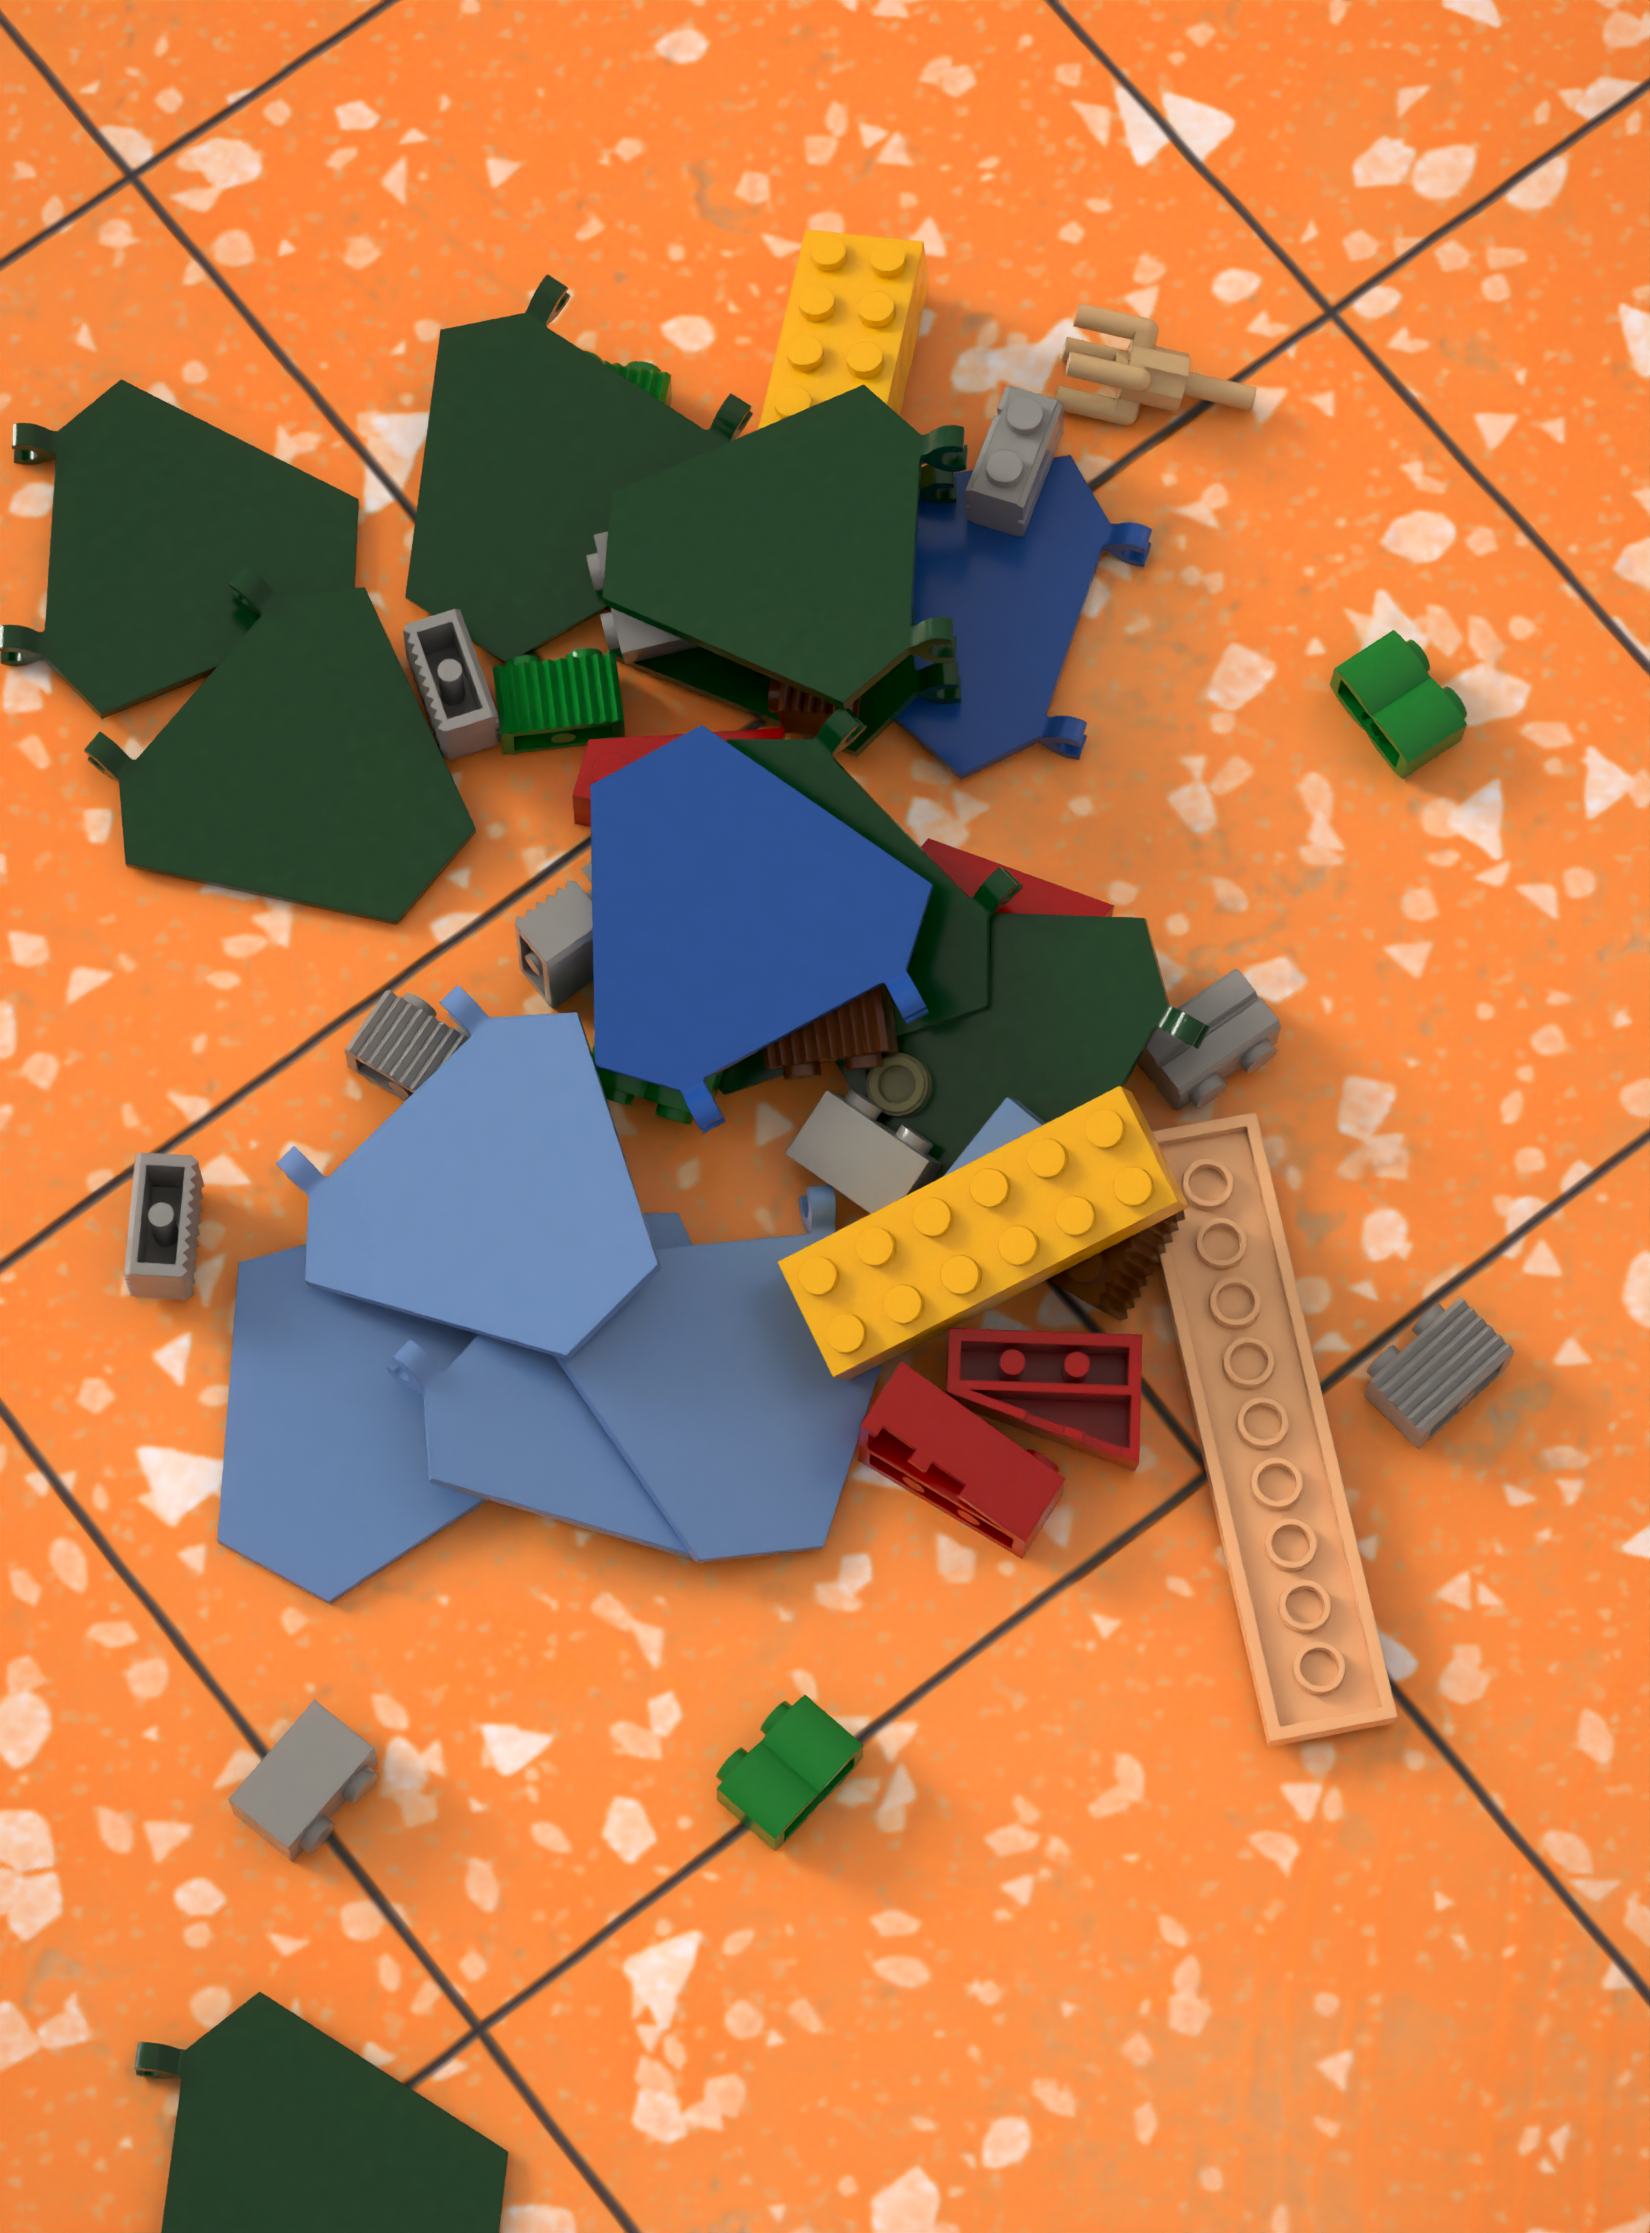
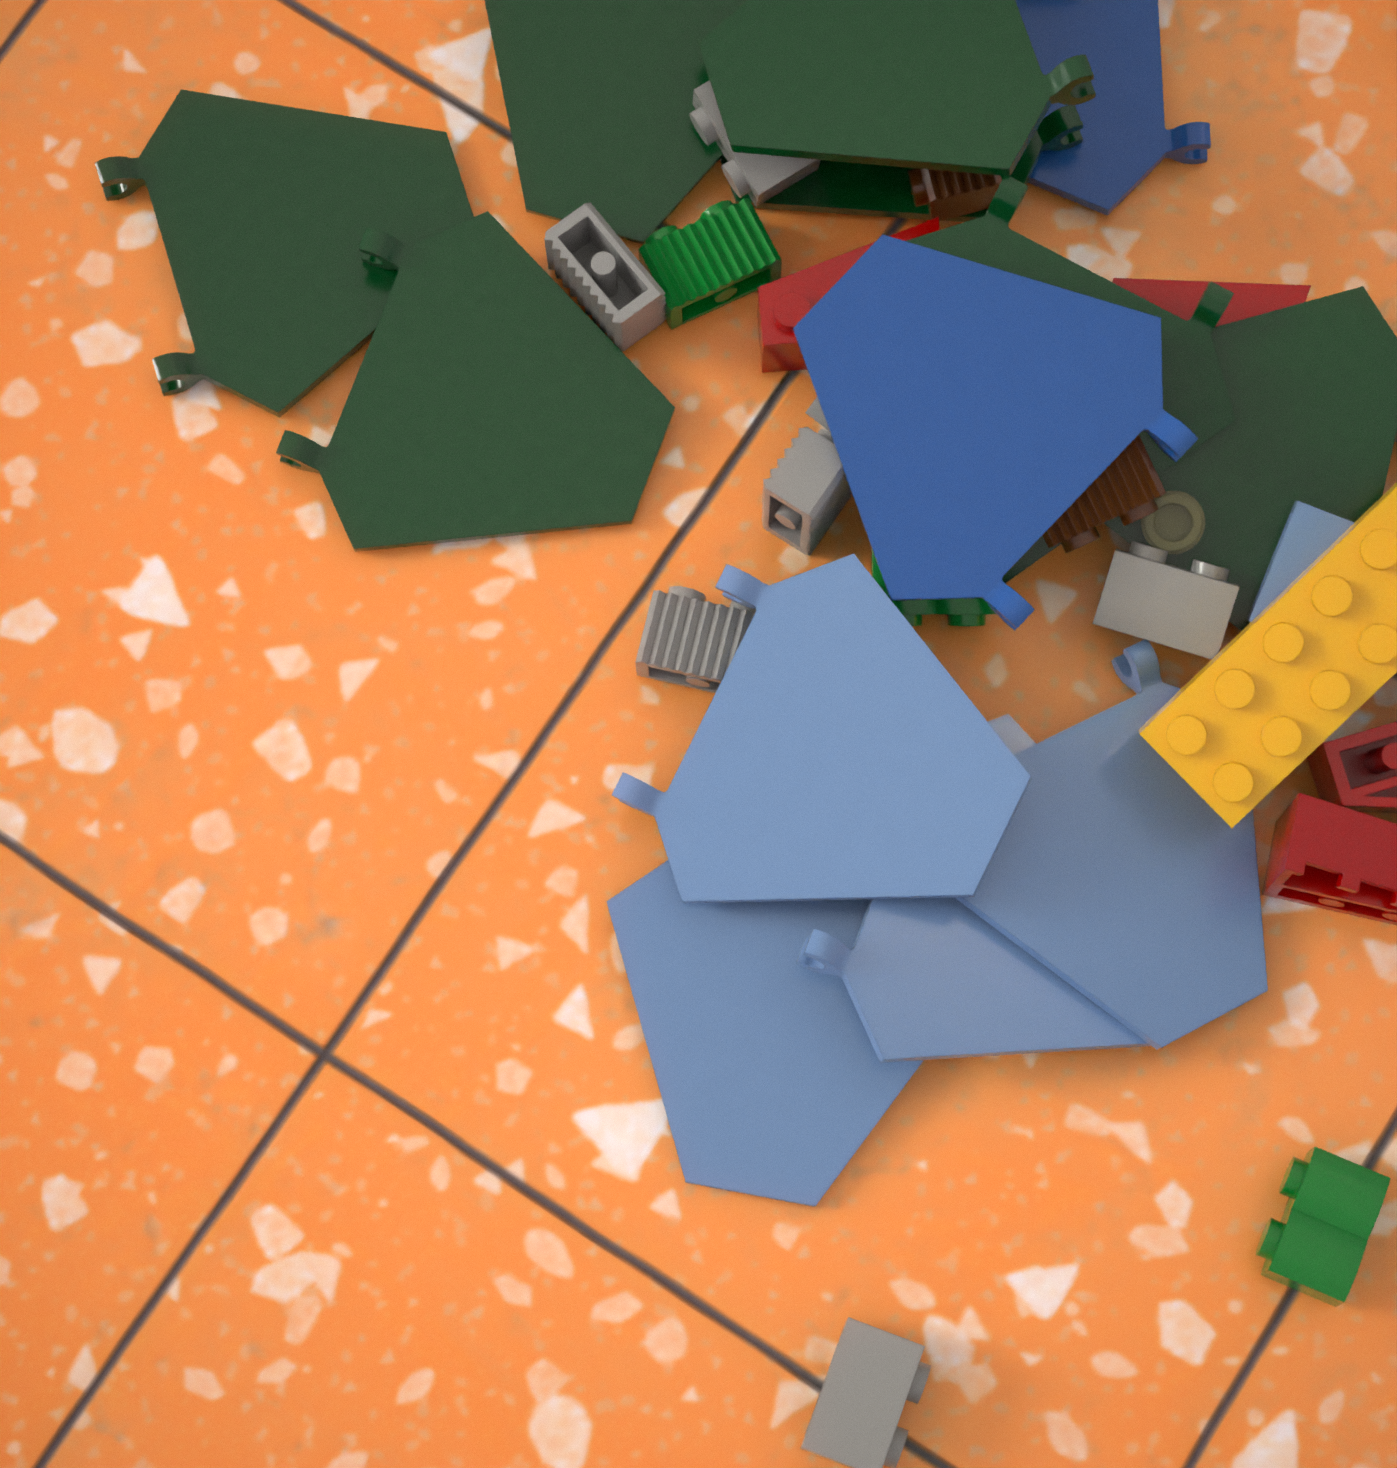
camera: 15 degrees left, 5 degrees up
(163, 1226) = (524, 892): brick -> none

